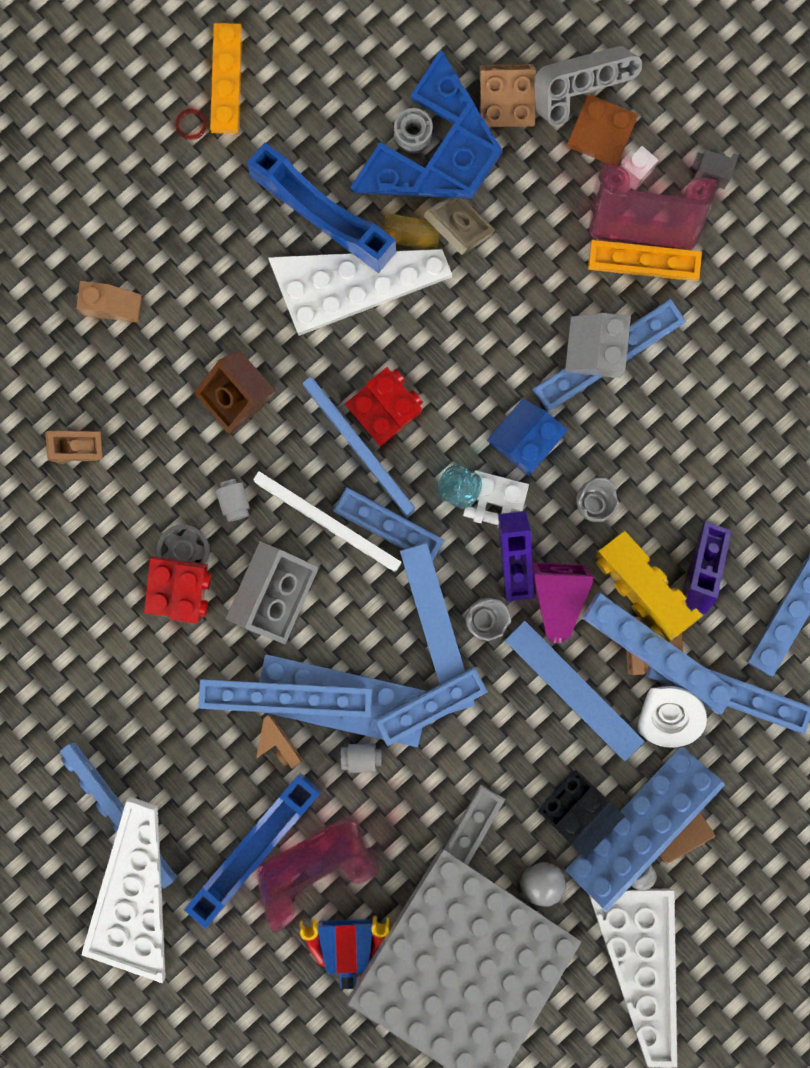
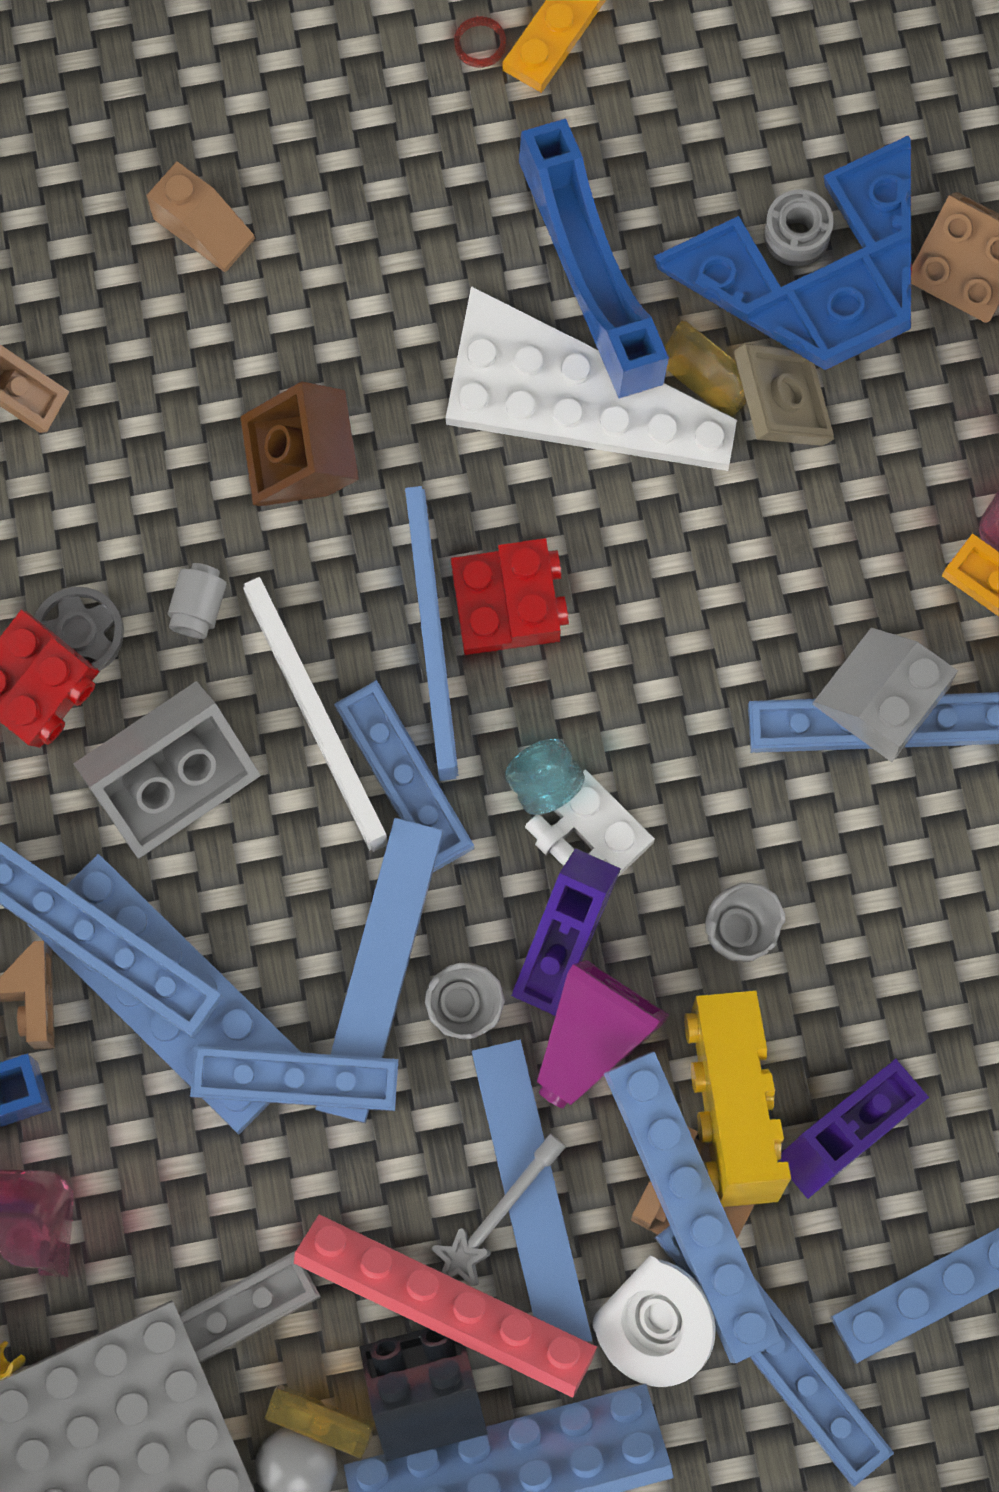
camera: 35 degrees right, 10 degrees down
(360, 758) = (140, 1095): light grey brick -> none
(527, 436) = (696, 768): blue slope -> none
(543, 857) = (320, 1421): none -> clear yellow slope
(560, 737) = (464, 1253): none -> light grey piece
(568, 768) = (445, 1305): none -> coral plate

